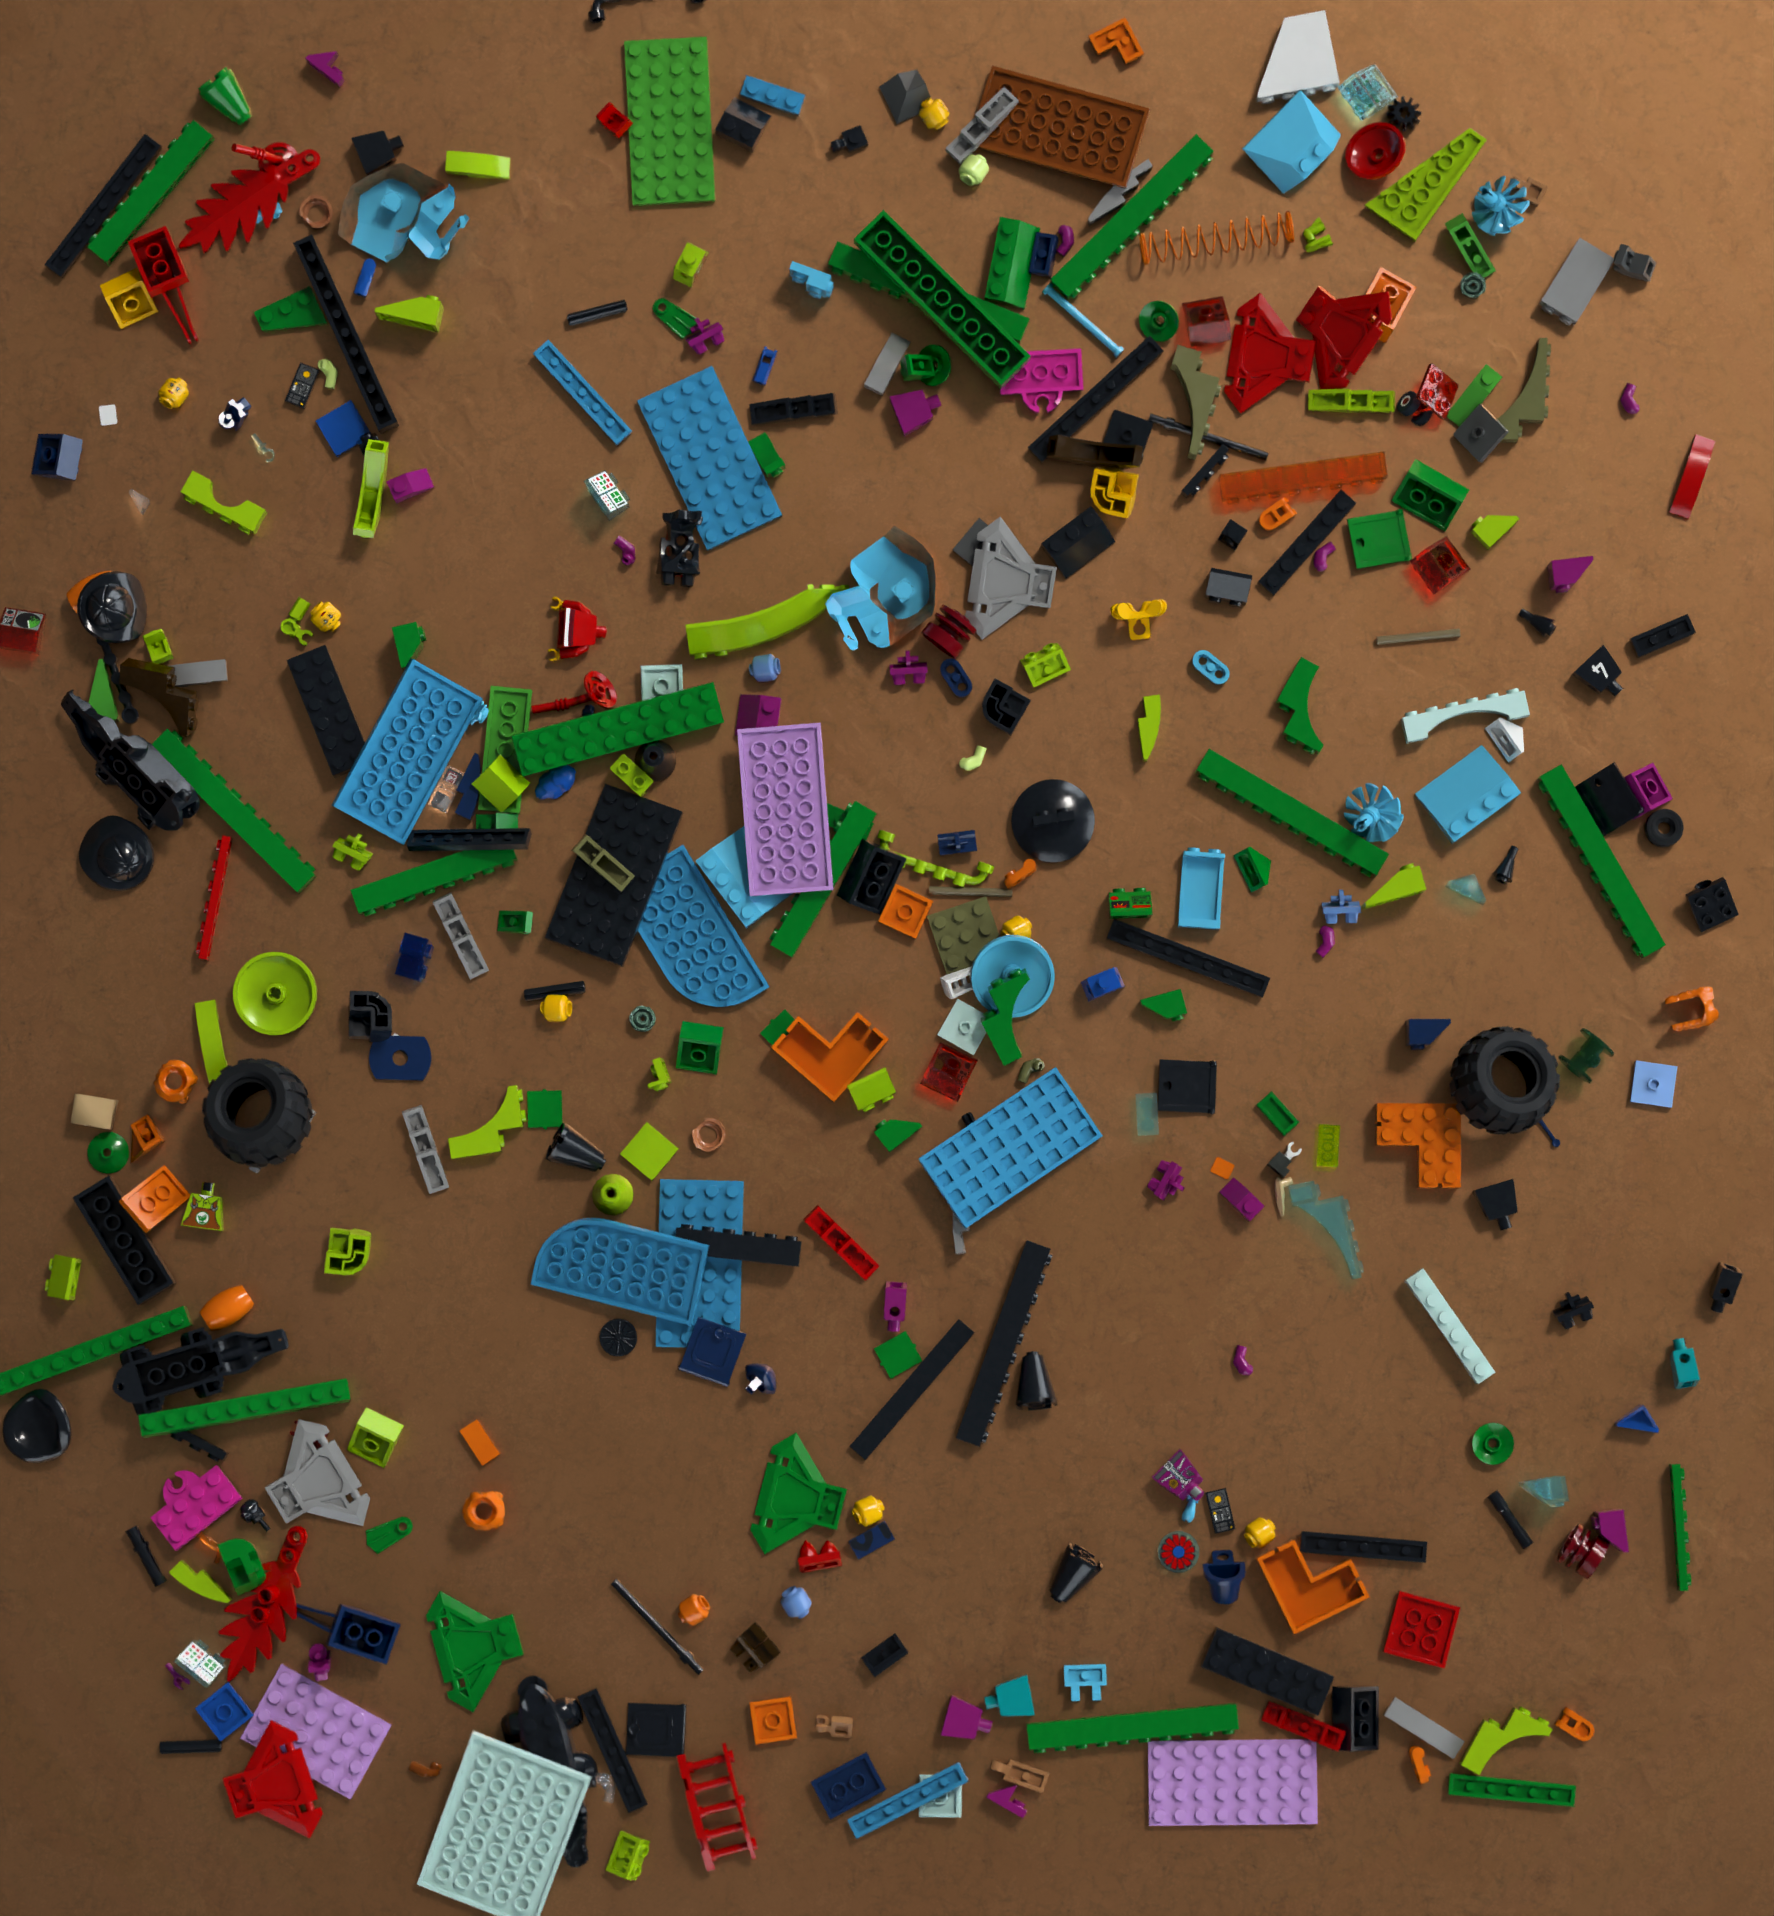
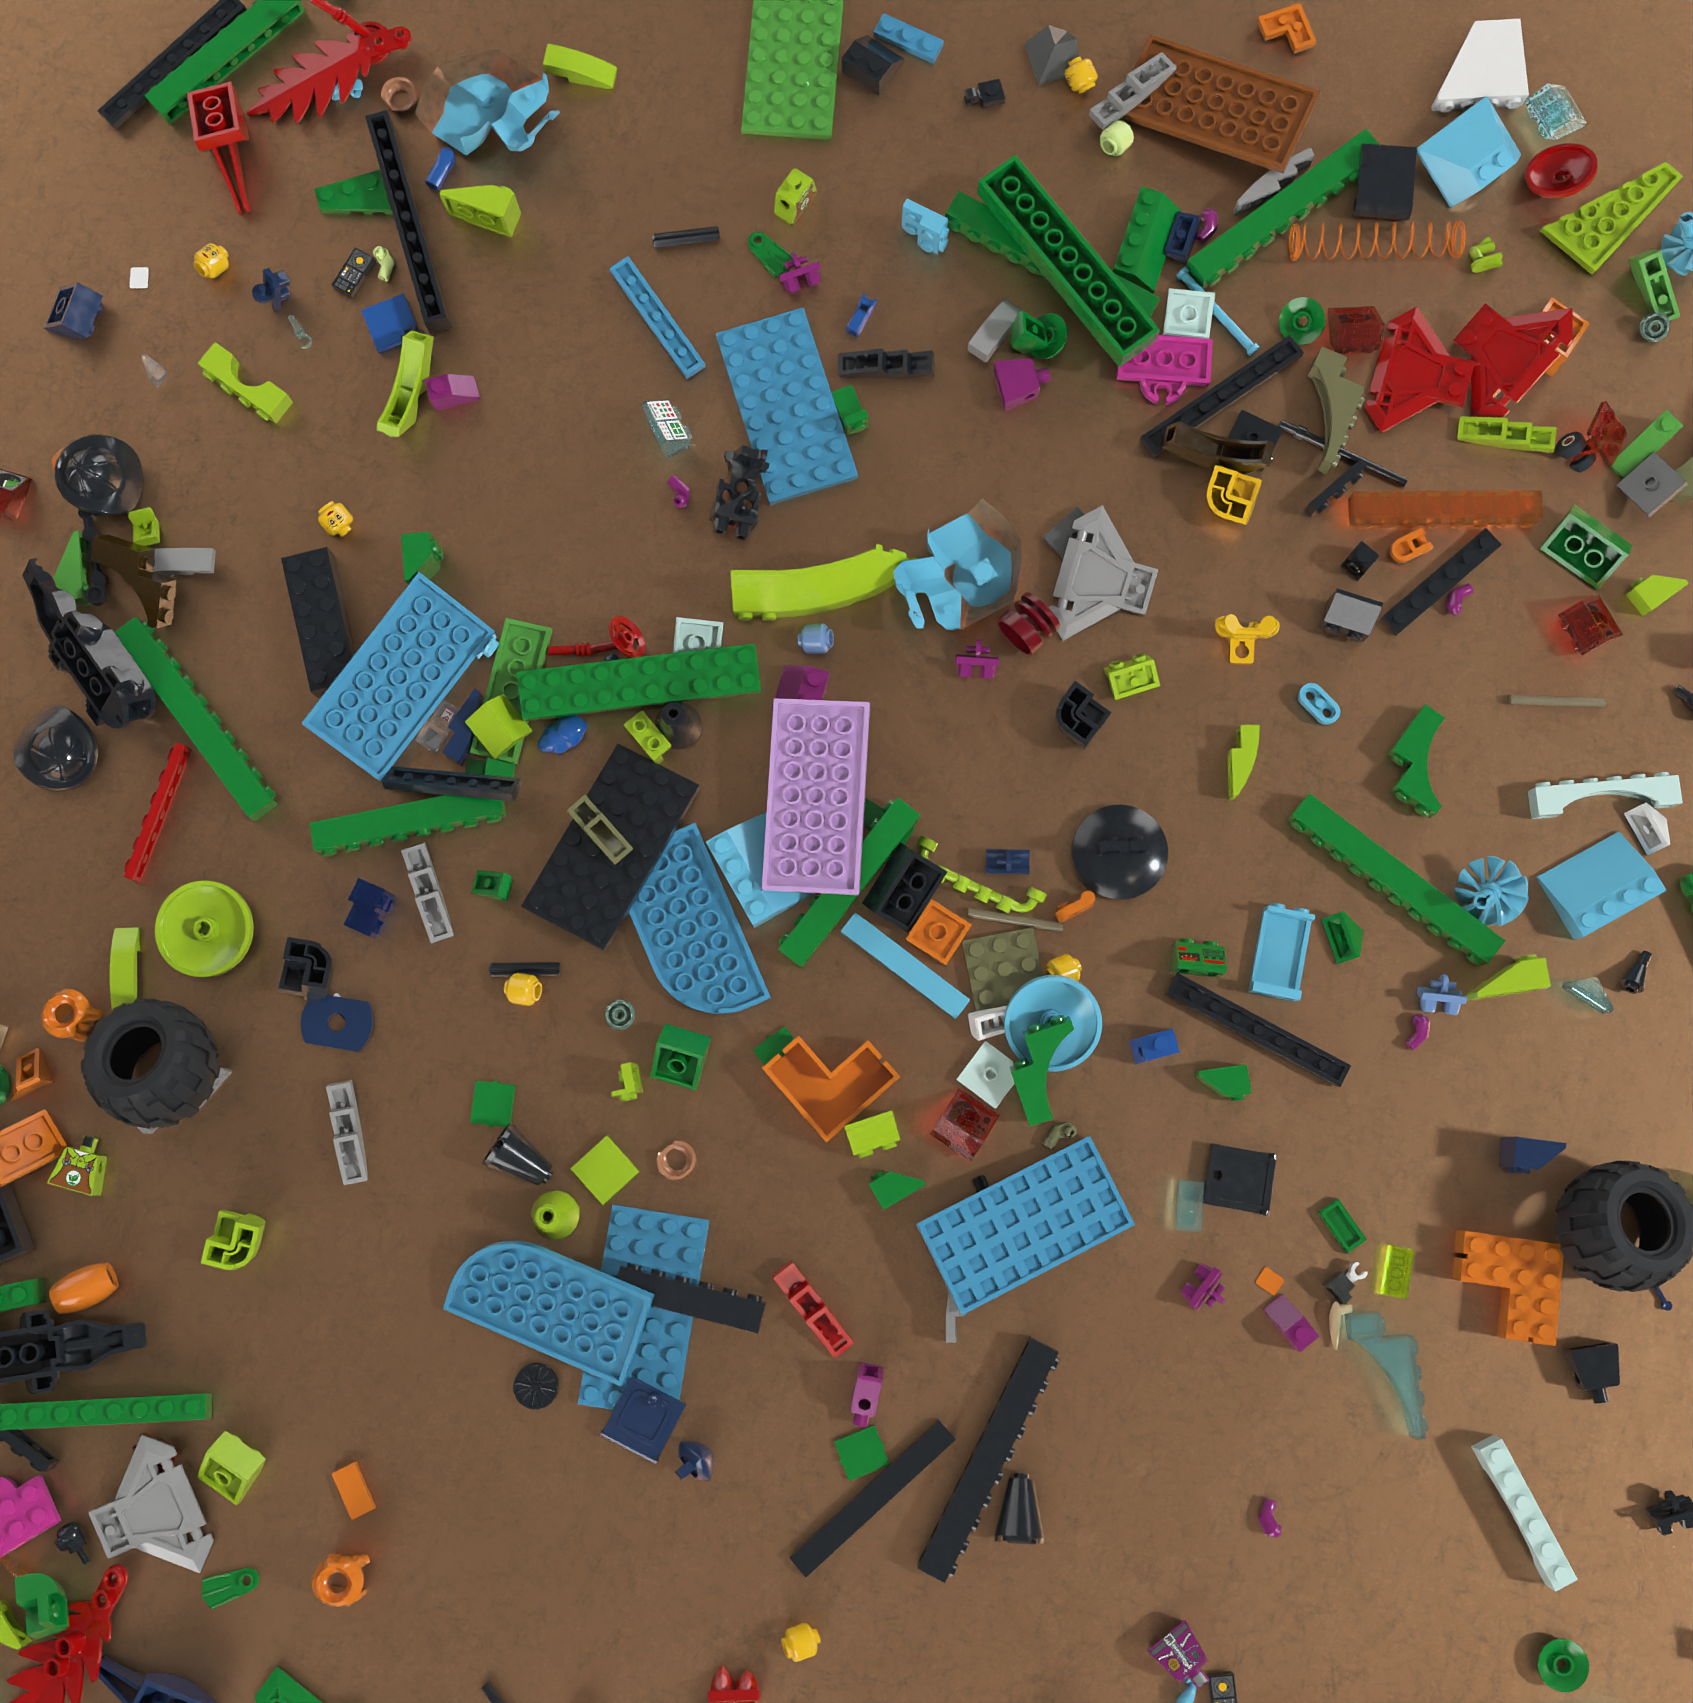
camera: 10 degrees right, 5 degrees down
(128, 298) = (180, 158): yellow slope -> none
(296, 614) = (295, 524): lime bar -> none
(354, 848) = (322, 776): lime hips -> none
(376, 150) = (473, 36): black torso -> none
(487, 1138) = (422, 1128): lime arch -> none
(575, 629) = (609, 569): red torso -> none
(613, 120) = (733, 40): red bracket -> none
(794, 1497) = (715, 1611): green plate -> none
(871, 1540) = (799, 1677): slope -> none
(880, 943) = (905, 965): none -> medium azure tile
(956, 678) = (1030, 678): dark blue plate -> none
(974, 761) = (1037, 773): yellowish green arm -> none
(1057, 327) = (1188, 313): none -> light aqua plate
(1078, 542) = (1184, 546): black slope -> none
(1219, 181) = (1385, 182): none -> black door
(1383, 539) = (1527, 585): green container -> none
(1411, 111) = (1595, 136): black gear -> none

